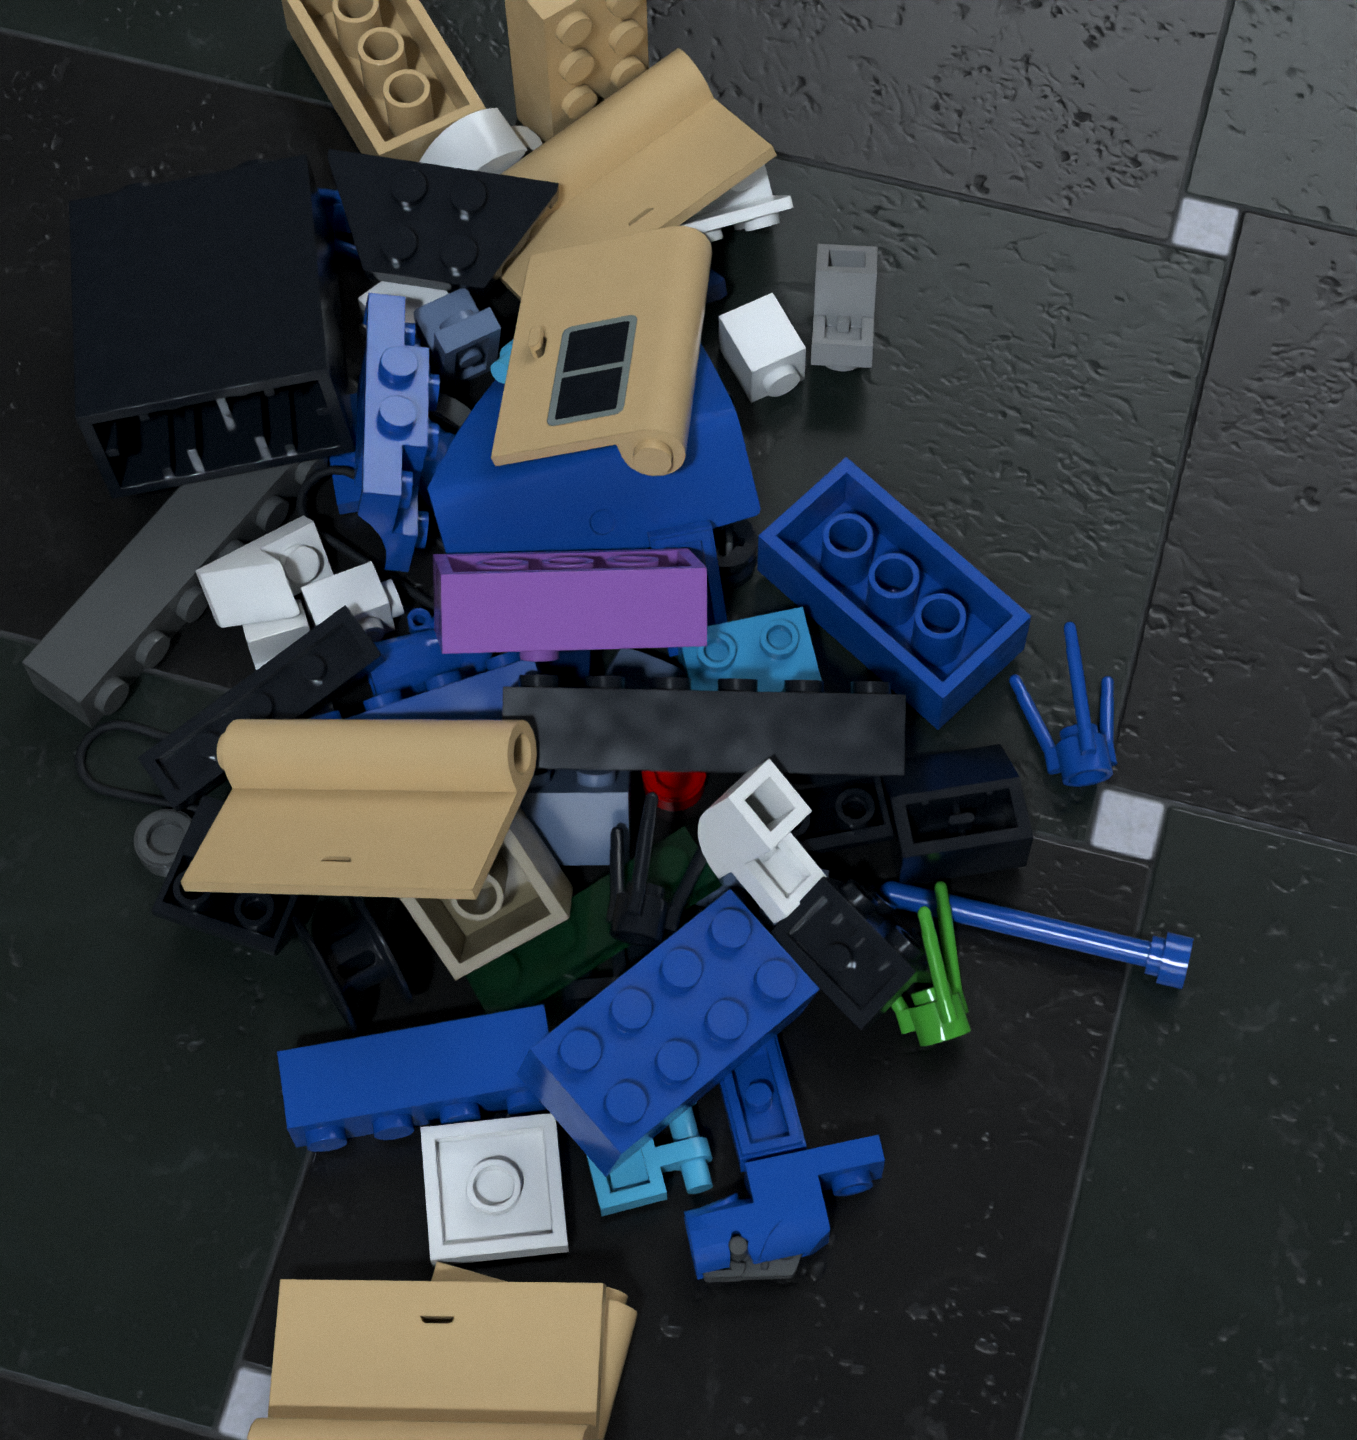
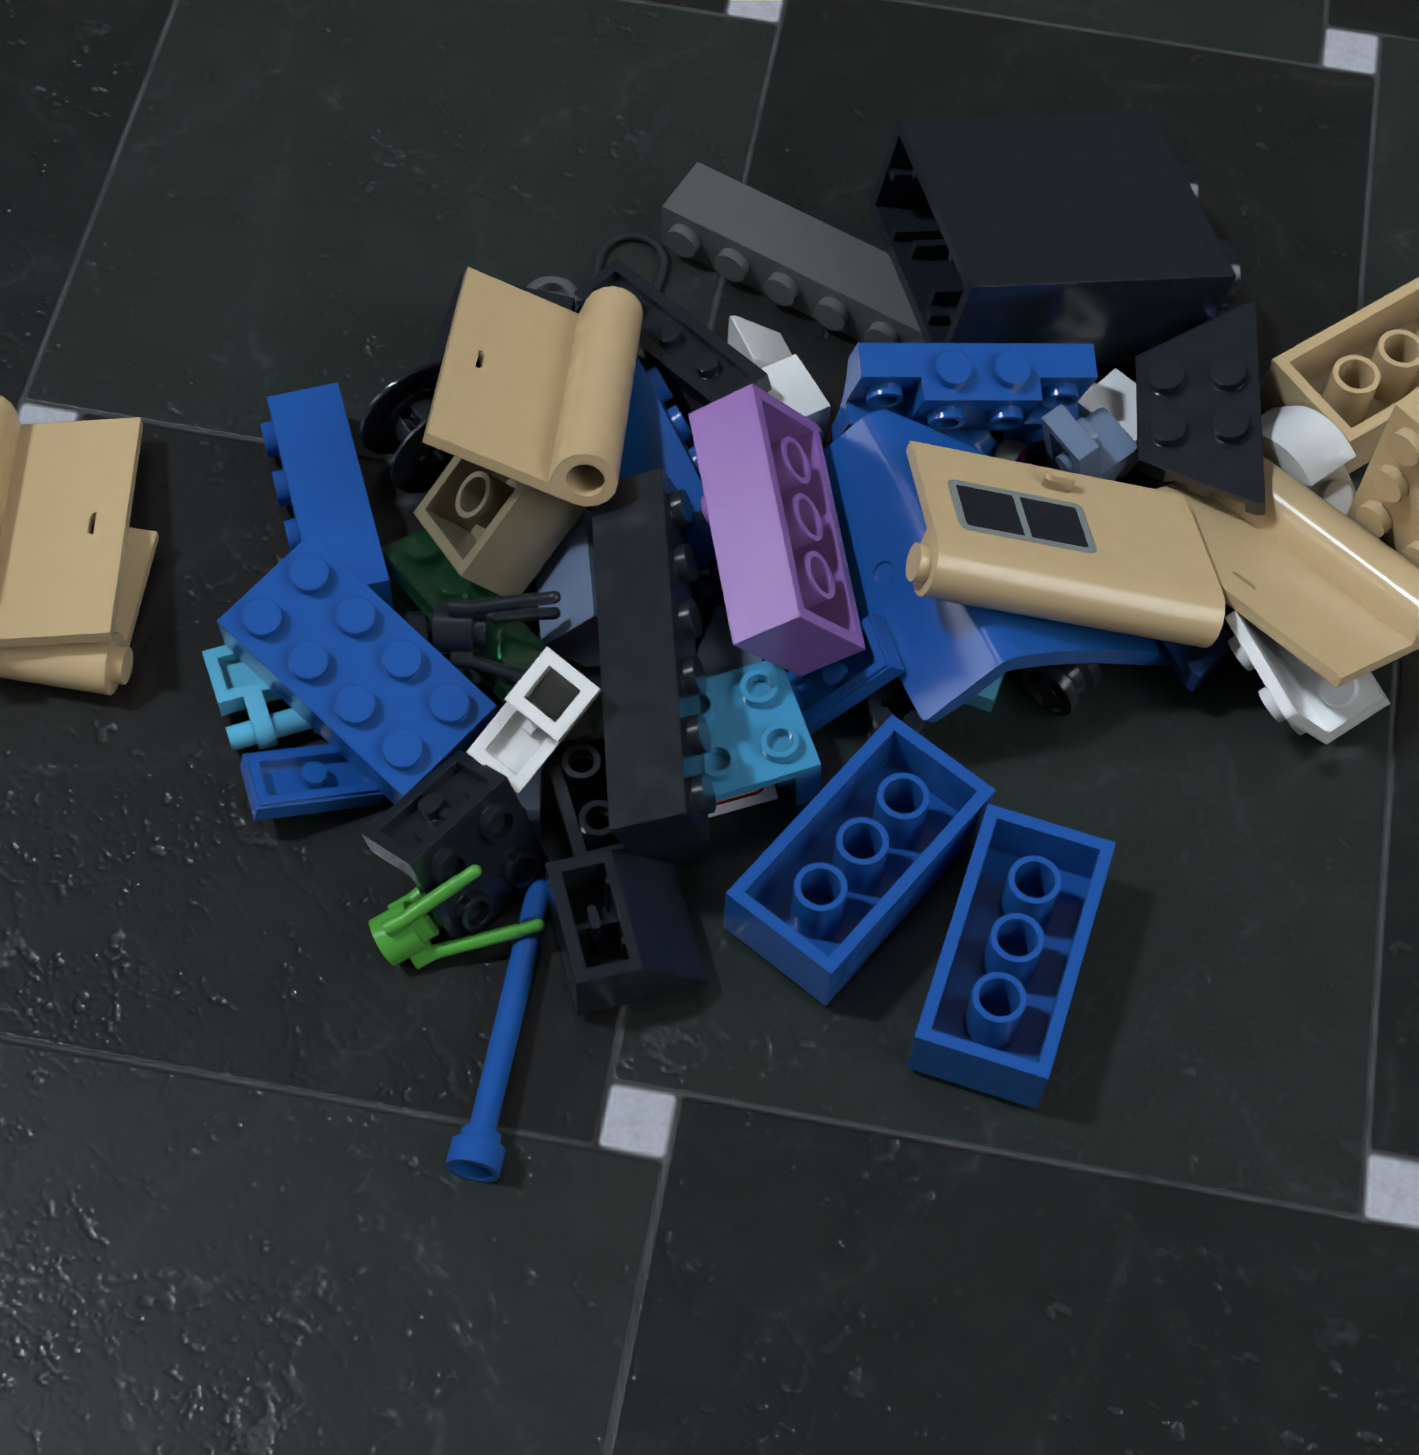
camera: 80 degrees right, 5 degrees down
(265, 575) = (809, 326): white slope -> none
(494, 1189) = (214, 564): white plate -> none
(762, 348) = (1136, 732): white brick -> none
(782, 1213) = (198, 798): blue plate -> none
(844, 306) = (1193, 805): light grey brick -> none
(1000, 475) = (1011, 956): none -> blue brick
(1083, 753) = (706, 1058): blue plant -> none

